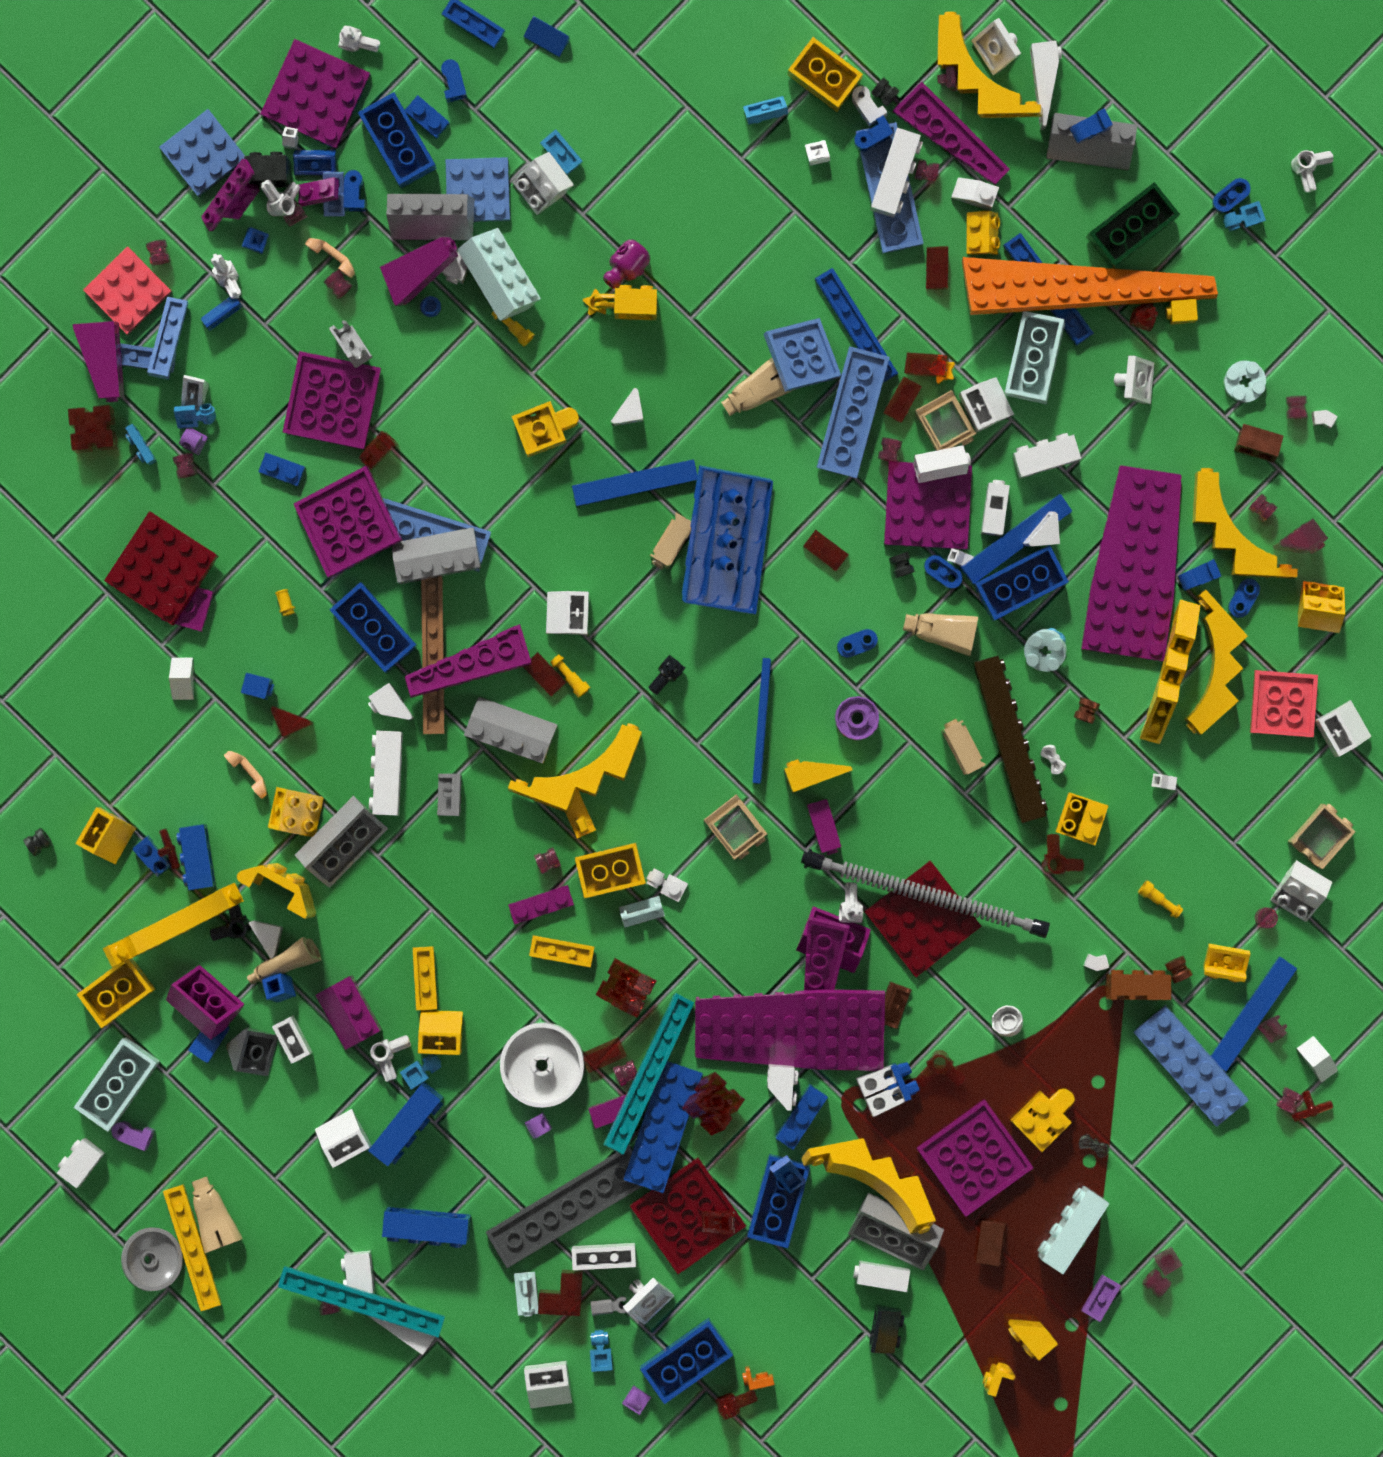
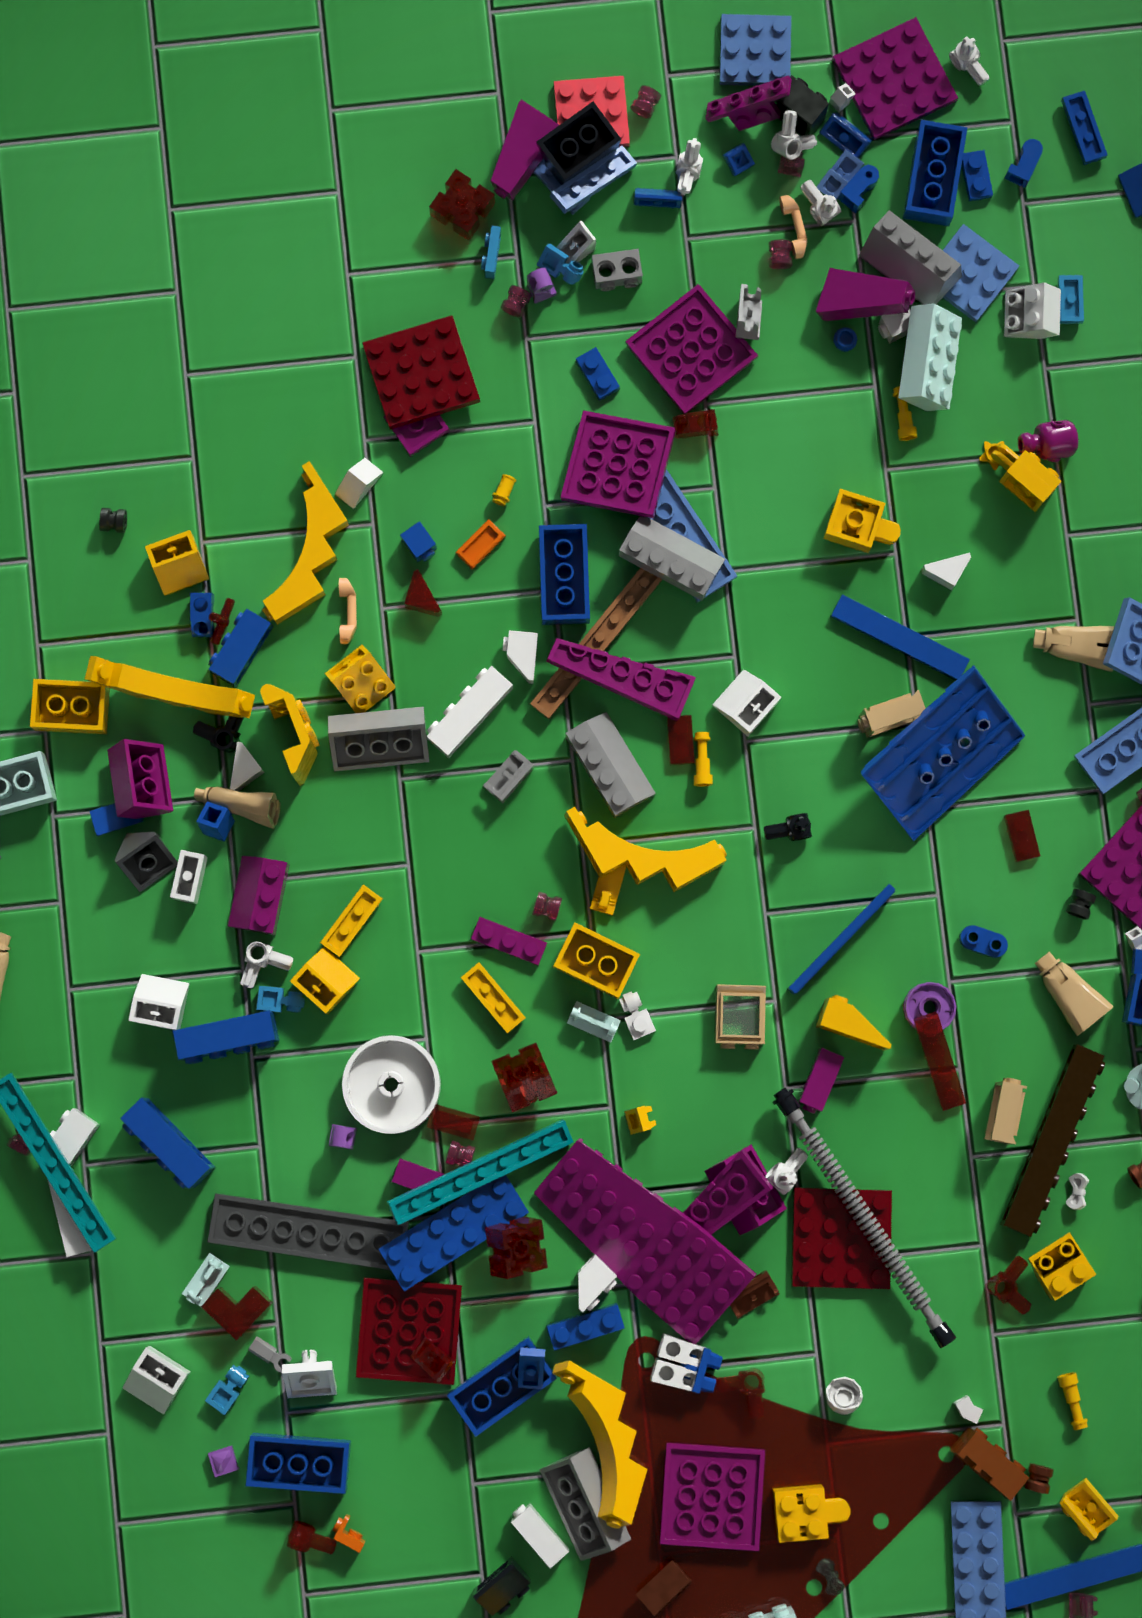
camera: 35 degrees right, 5 degrees down
(137, 323) = (578, 143): none -> black slope
(180, 725) = (323, 521): none -> yellow arch
(231, 382) = (615, 263): none -> light grey brick
(299, 652) = (480, 544): none -> orange tile
(318, 191) = (829, 161): magenta plate -> none
(340, 226) = (823, 207): none -> white axle
(603, 1256) = (303, 1304): white brick -> none
(724, 952) = (638, 1119): none -> yellow tile
(892, 748) = (939, 1061): none -> clear red plate
(943, 571) = (1112, 941): blue plate -> none

